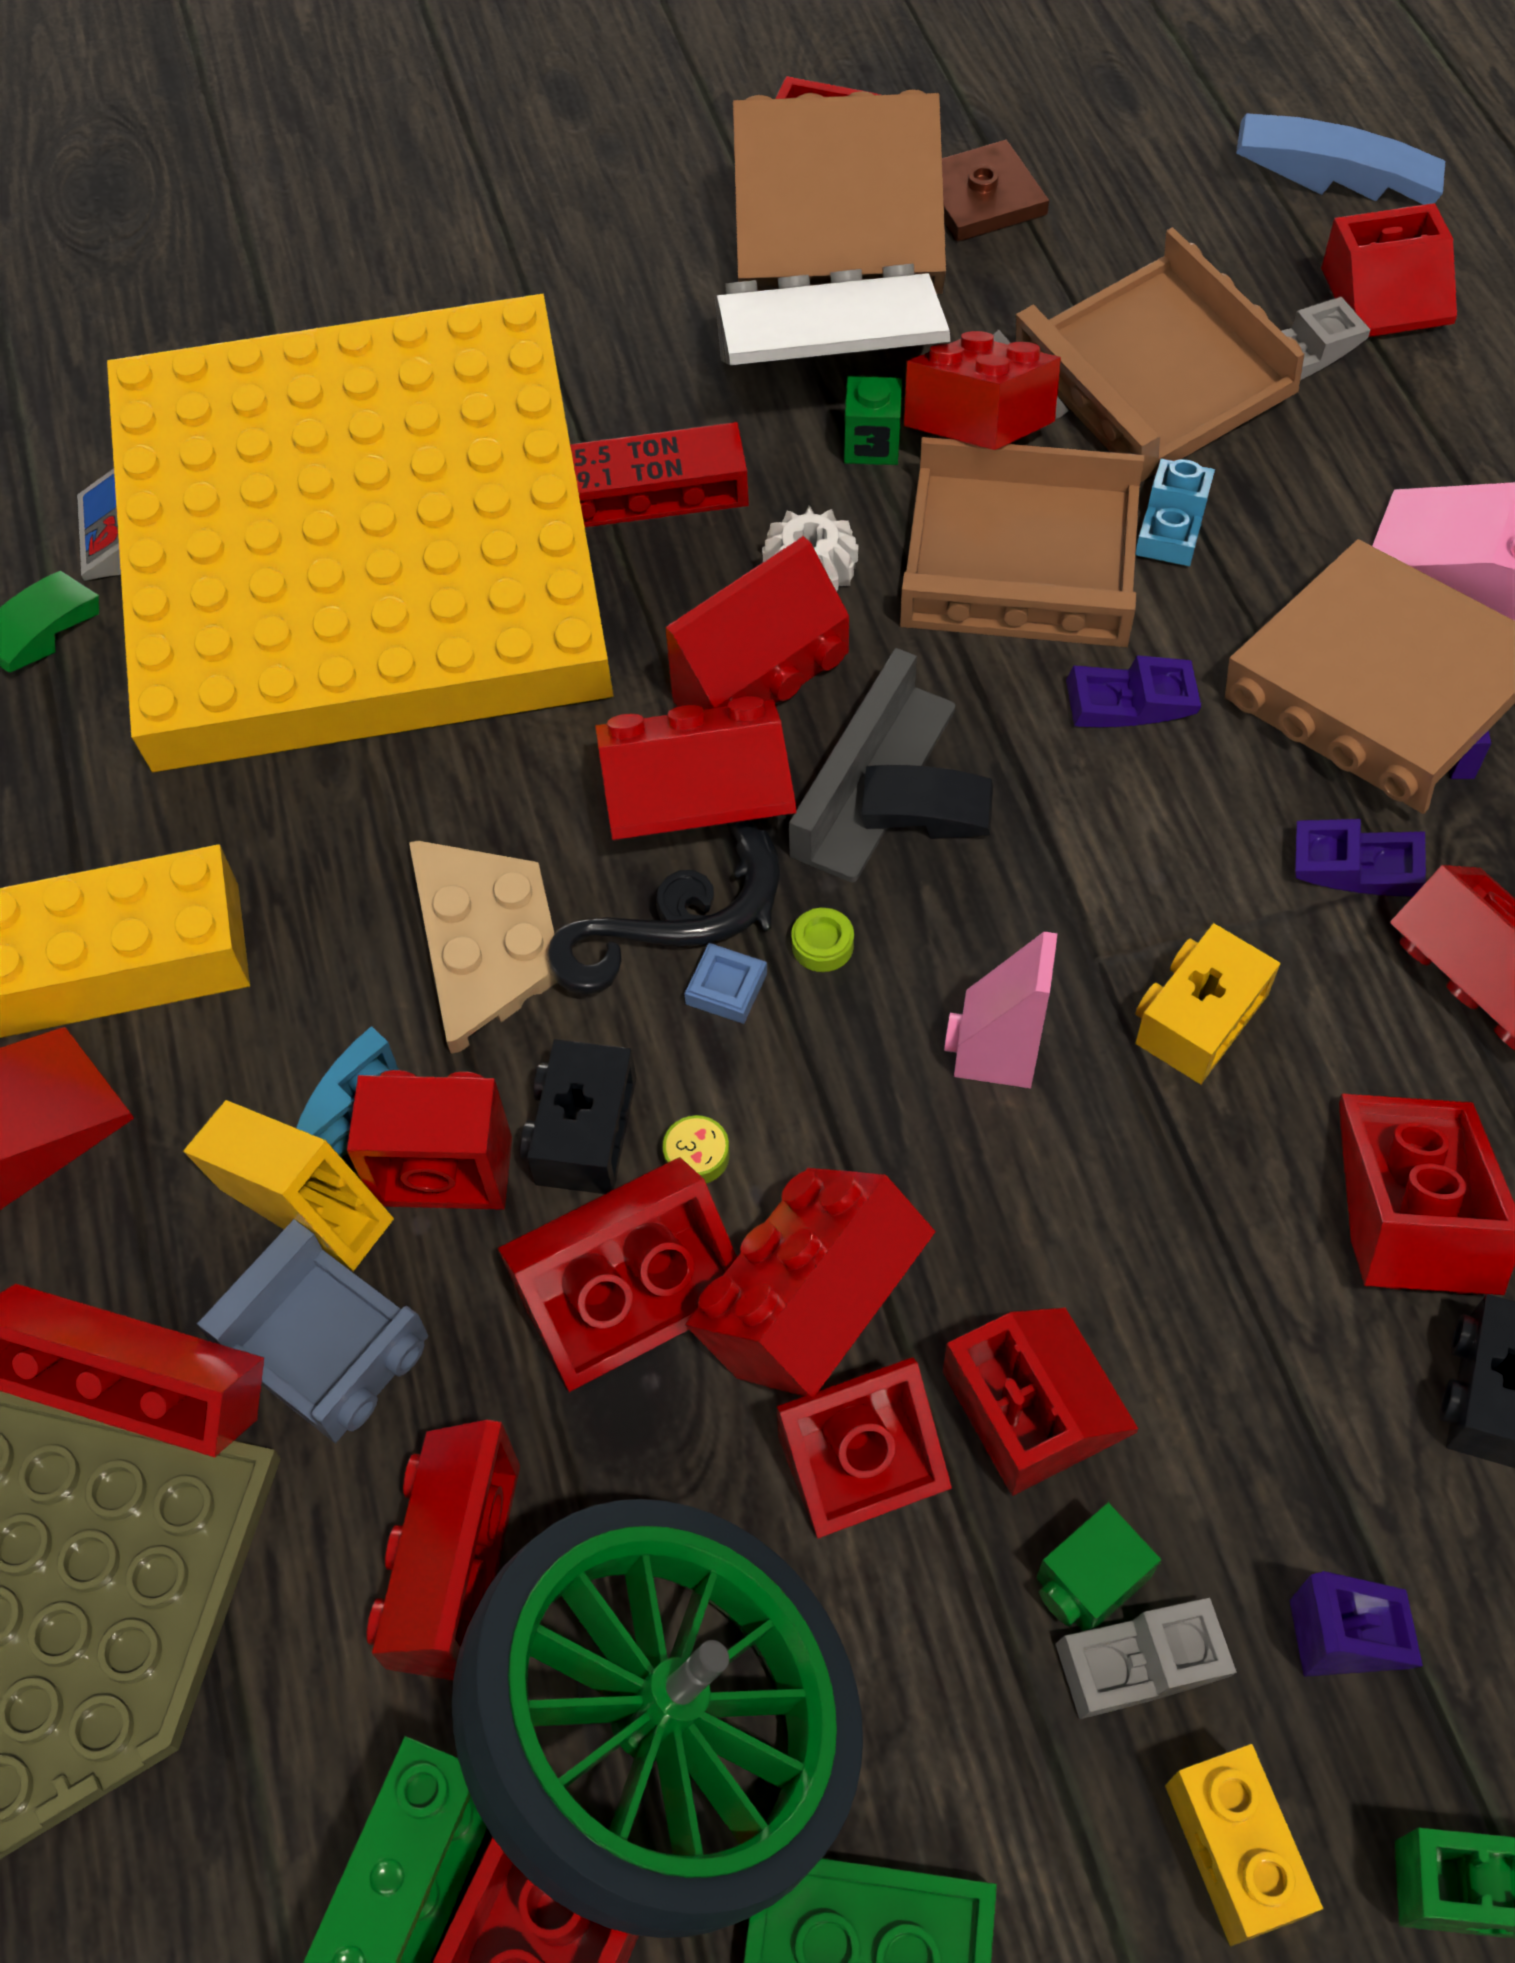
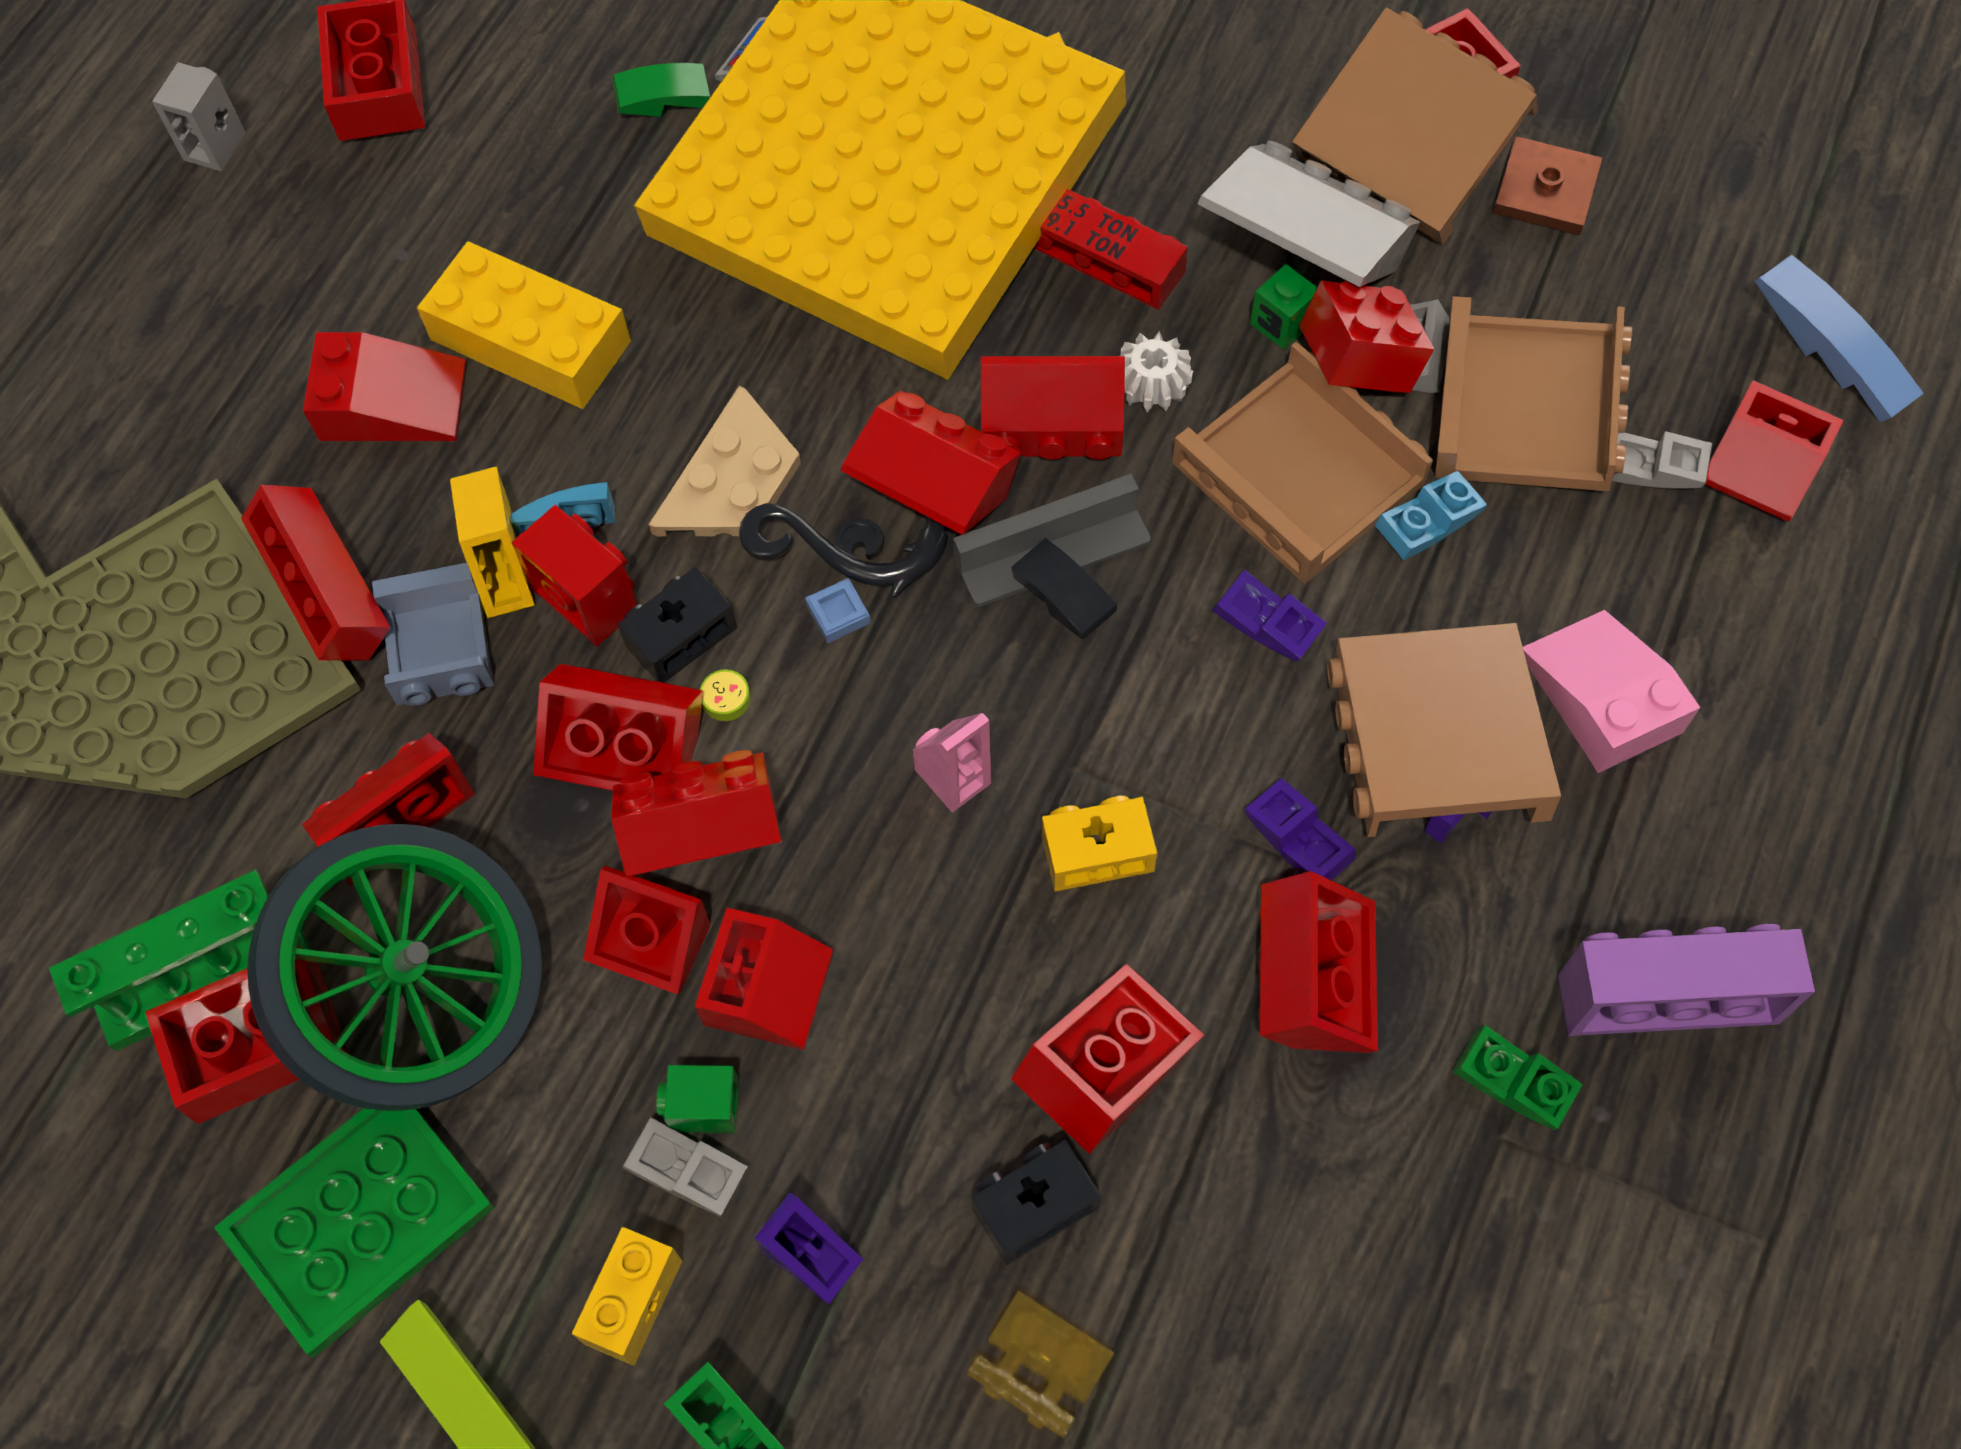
camera: 40 degrees right, 5 degrees up
(822, 939) = (918, 627): lime tile -> none

